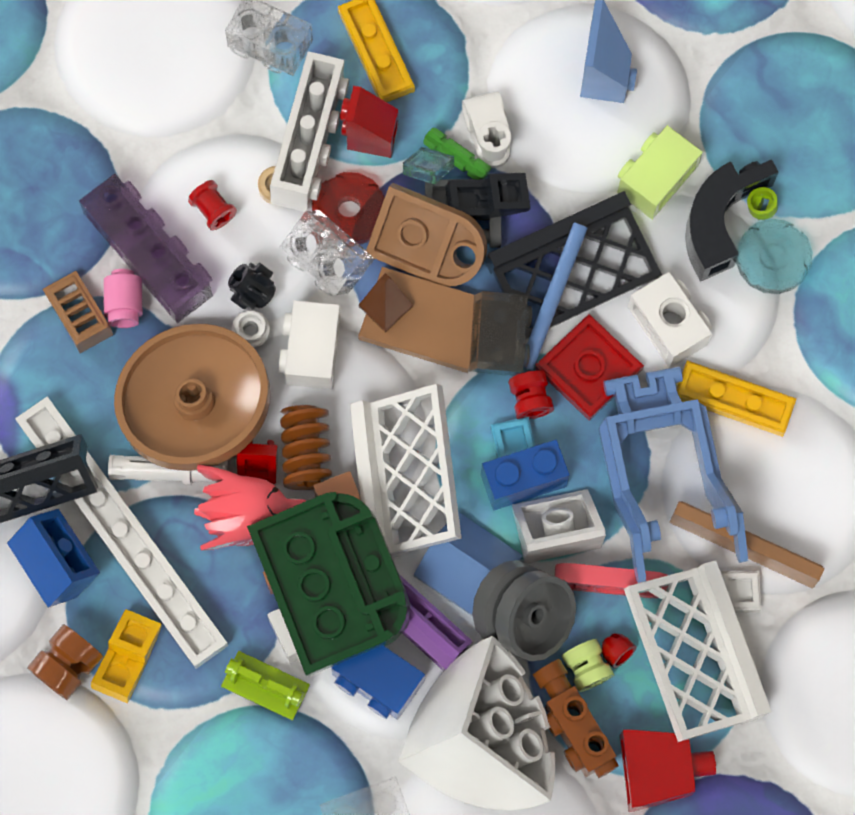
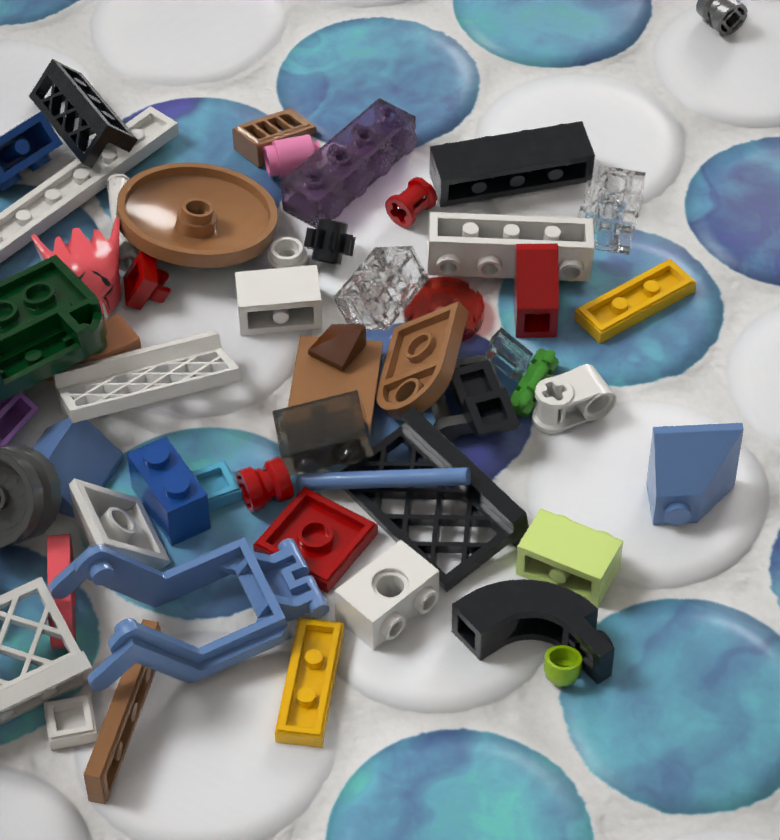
camera: 80 degrees right, 25 degrees down
(192, 105) = (553, 154): none -> black brick
(304, 446) = (164, 309): dark orange piece -> none
(774, 256) = (502, 694): clear light blue tile -> none

